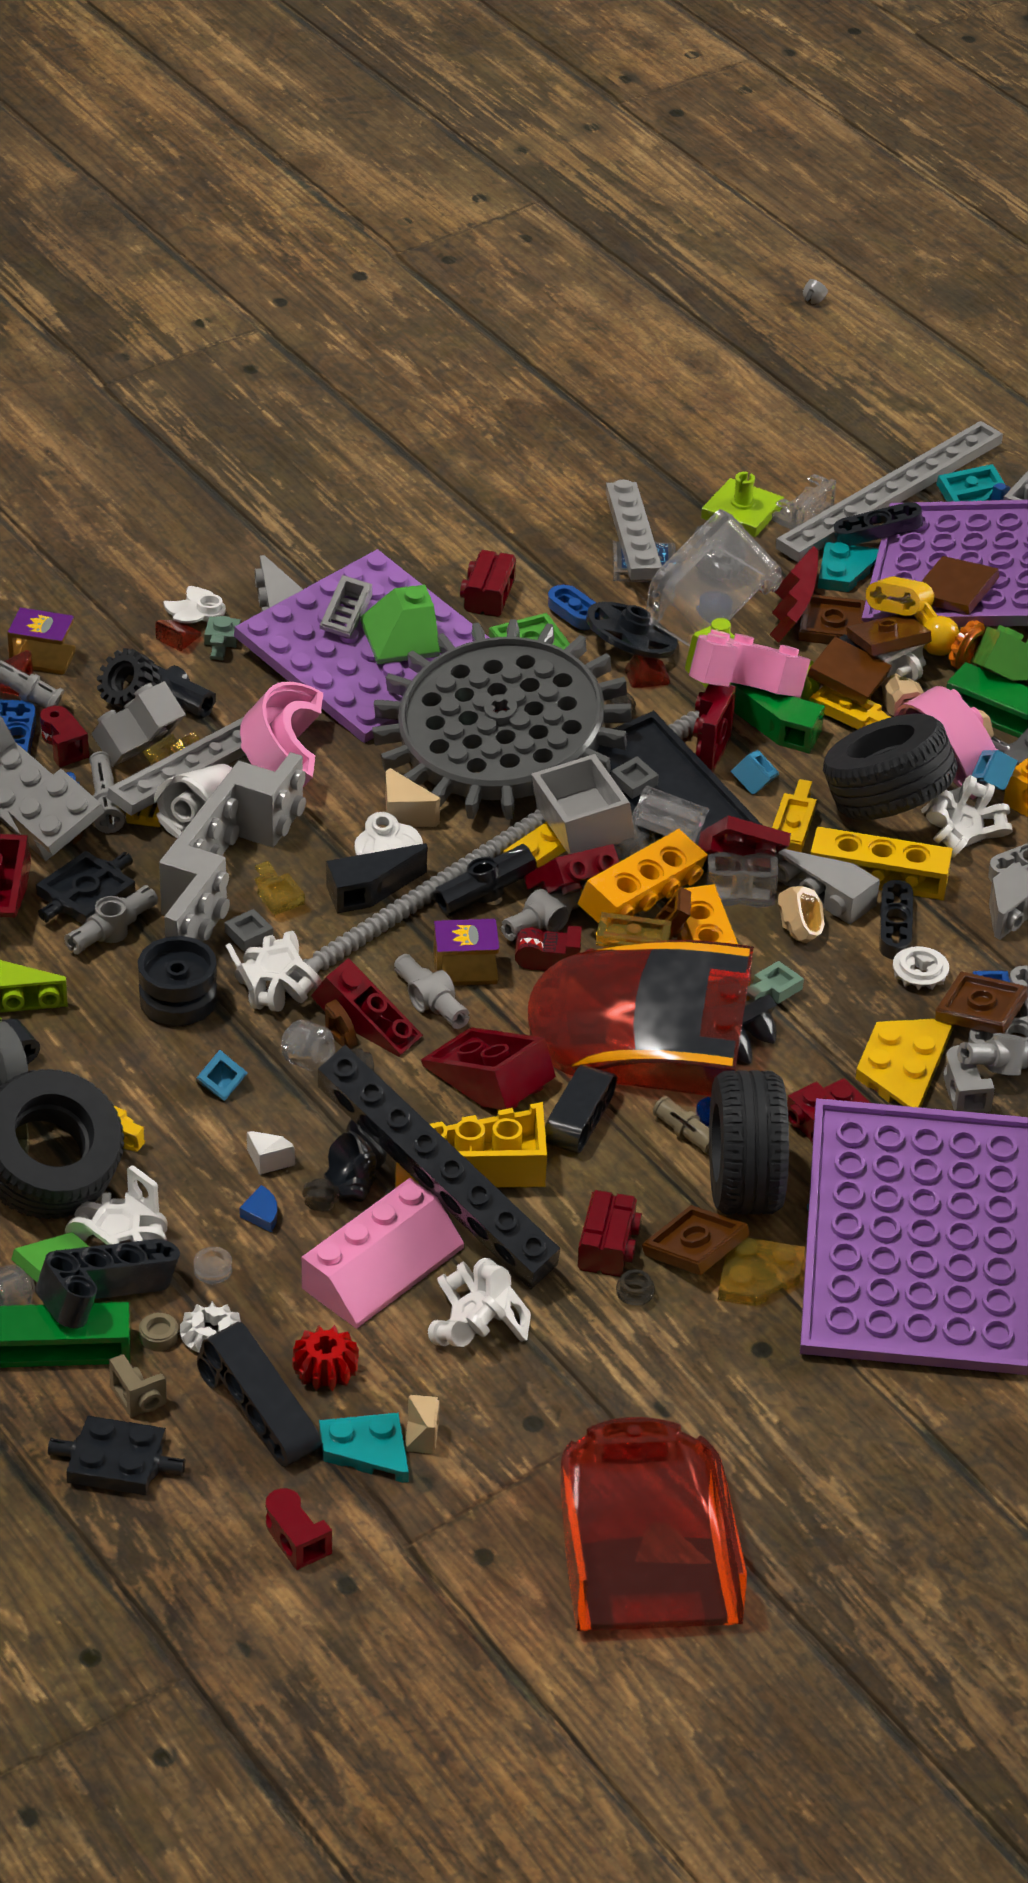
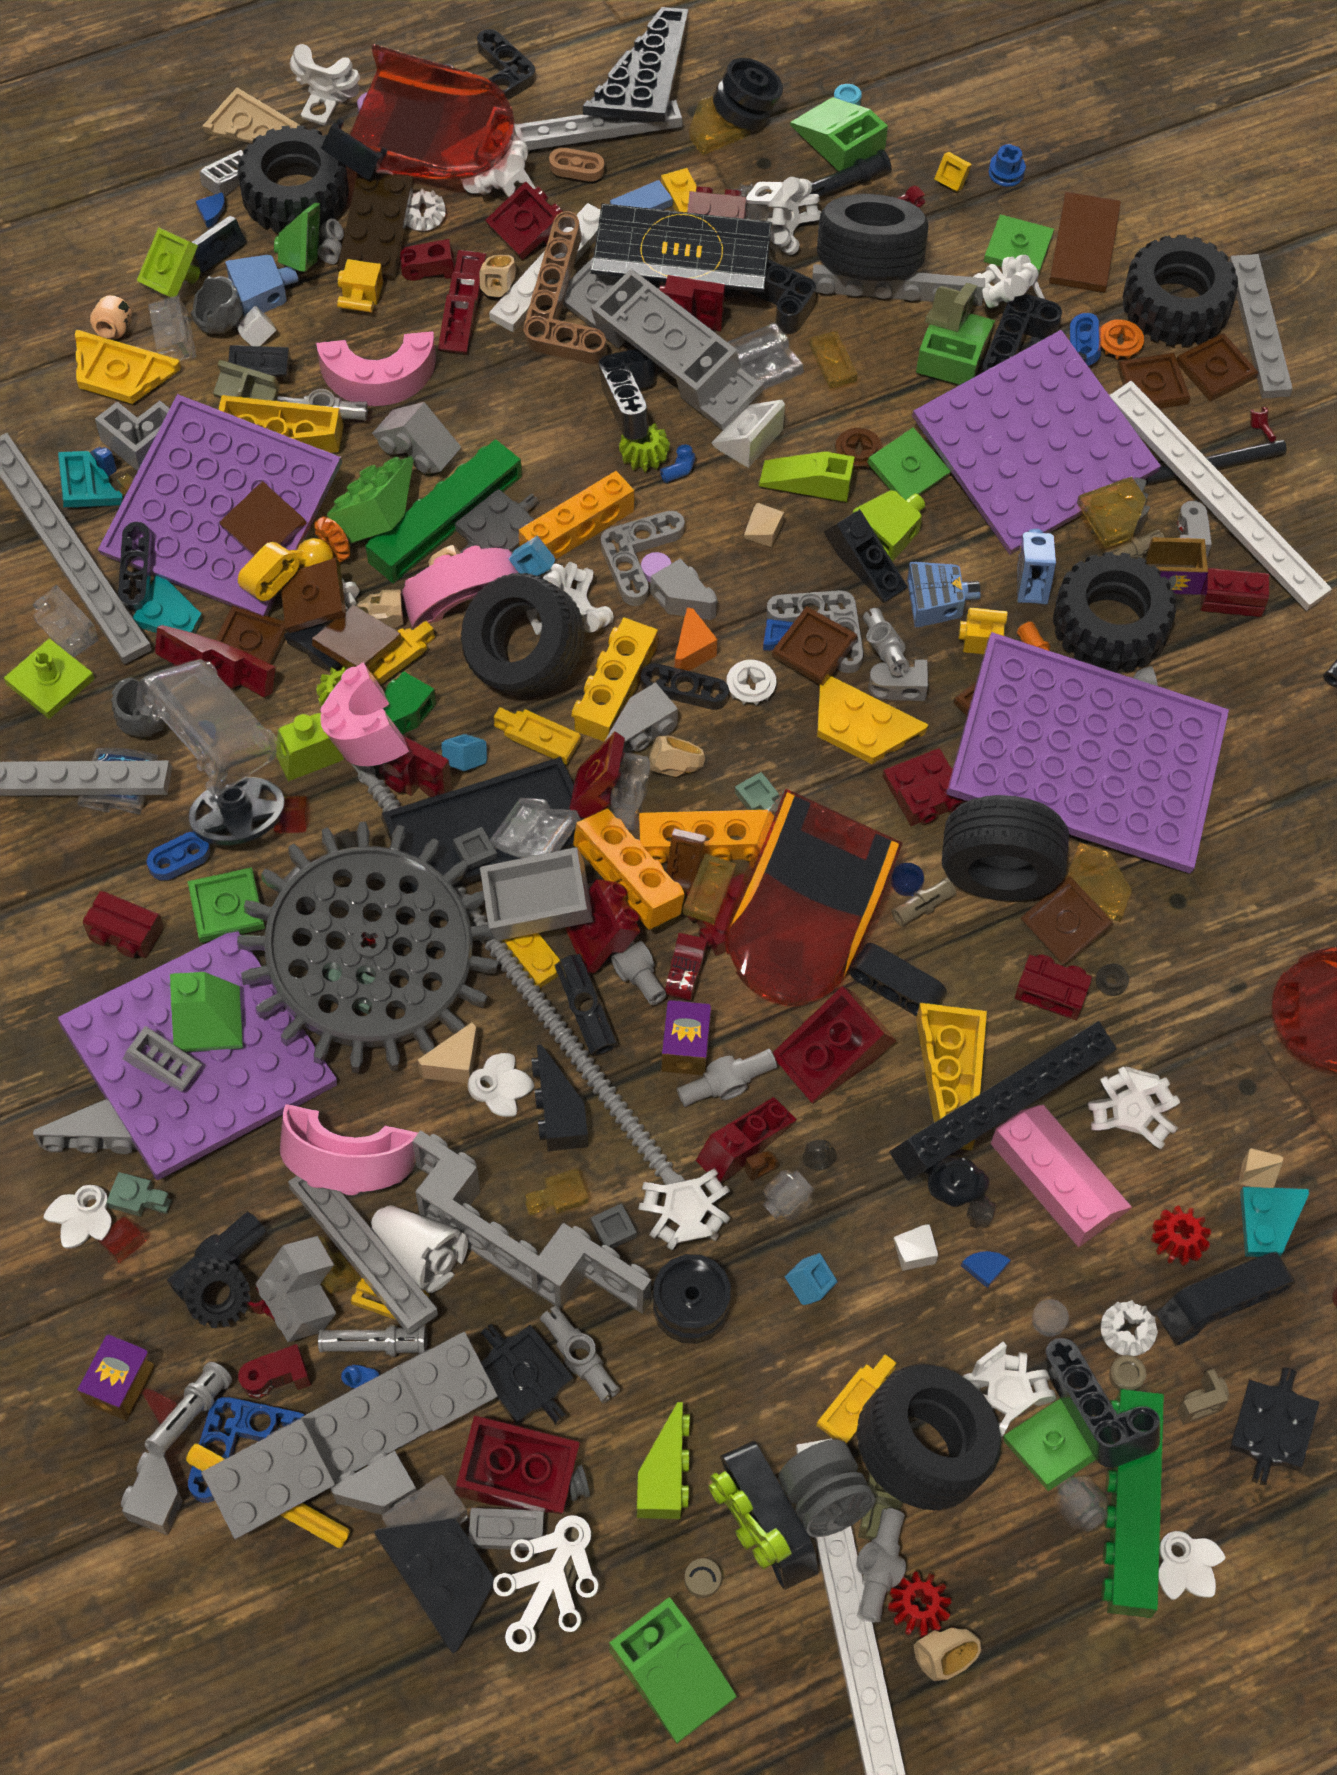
camera: 80 degrees left, 20 degrees up
(948, 913) = (695, 644): none -> orange slope

